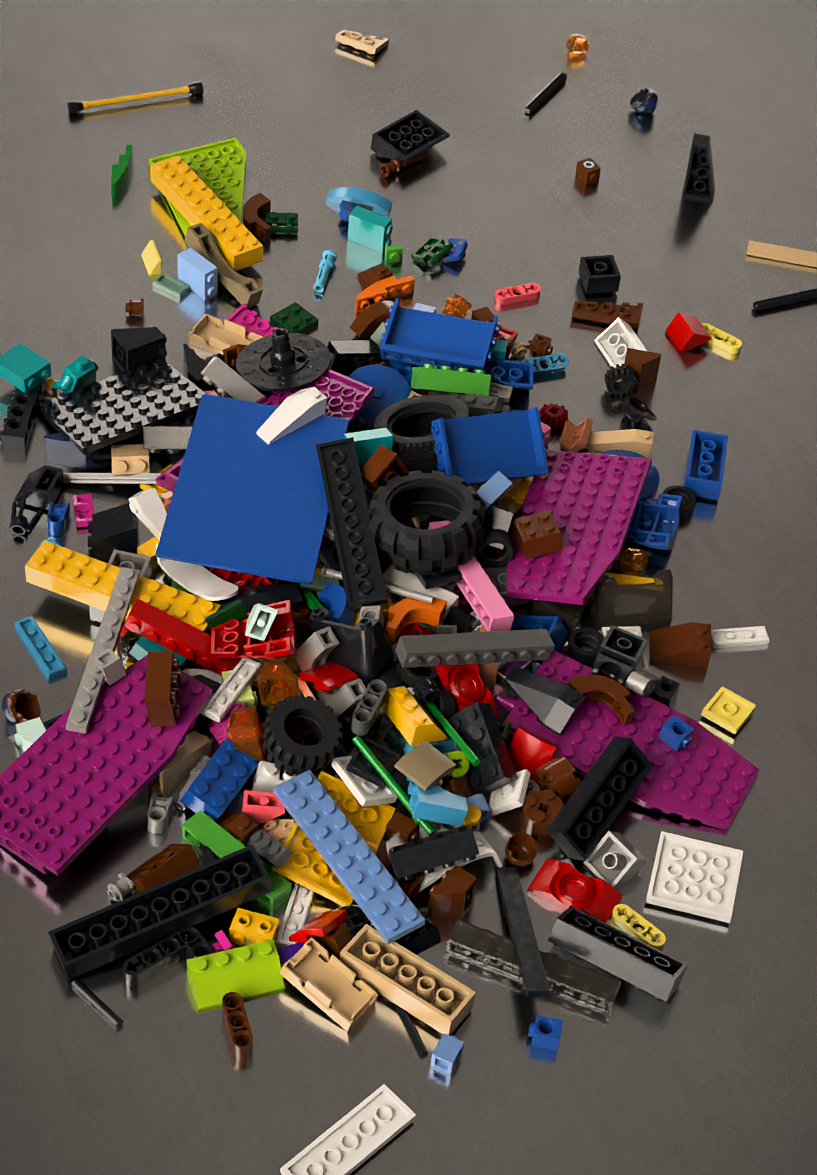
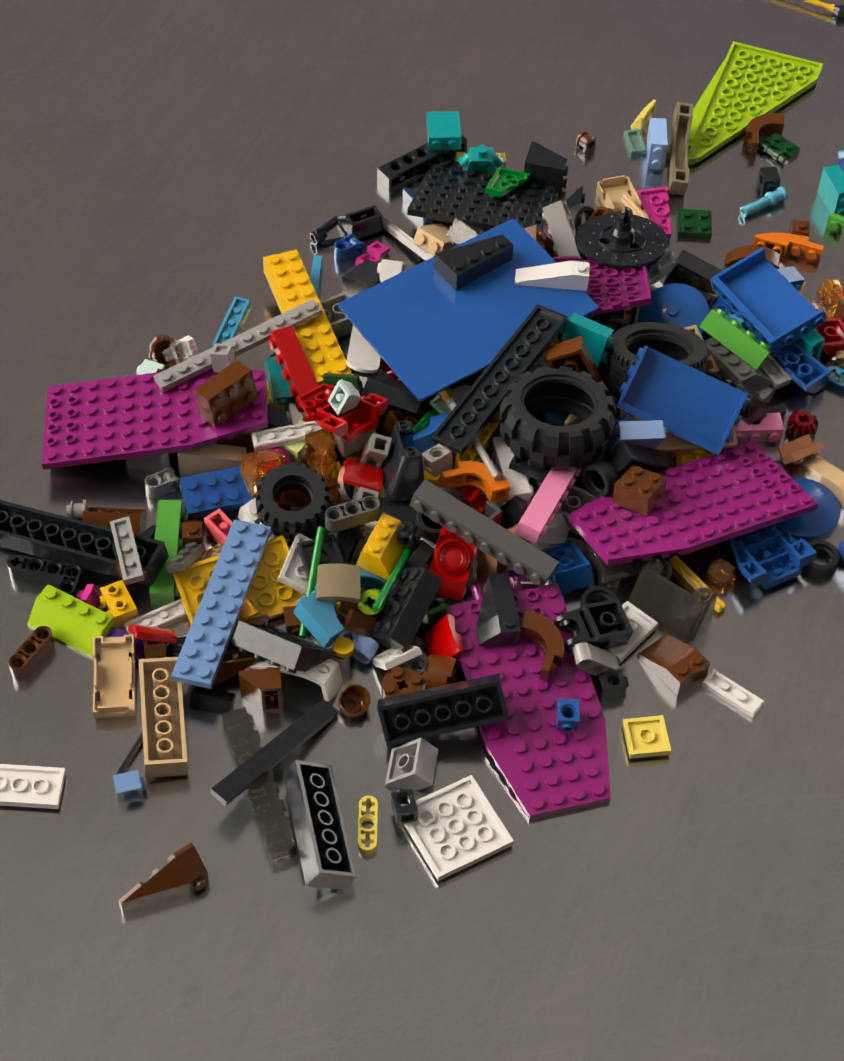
camera: 50 degrees right, 5 degrees up
(48, 696) = (181, 350): none -> clear hips
(121, 171) = (701, 40): green slope -> none
(124, 377) = (505, 181): none -> green wing
(201, 205) = (719, 104): yellow brick -> none
(220, 448) = (472, 261): none -> black wedge
(236, 873) = (127, 550): none -> light grey plate
(242, 335) = (628, 202): none -> tan axle
(308, 251) = (768, 179): none -> black brick
(549, 1025) = (210, 840): blue brick -> none
(567, 887) = (358, 763): red slope -> none
(573, 1076) = (178, 878): none -> reddish brown wedge
(660, 892) = (404, 814): none -> black brick

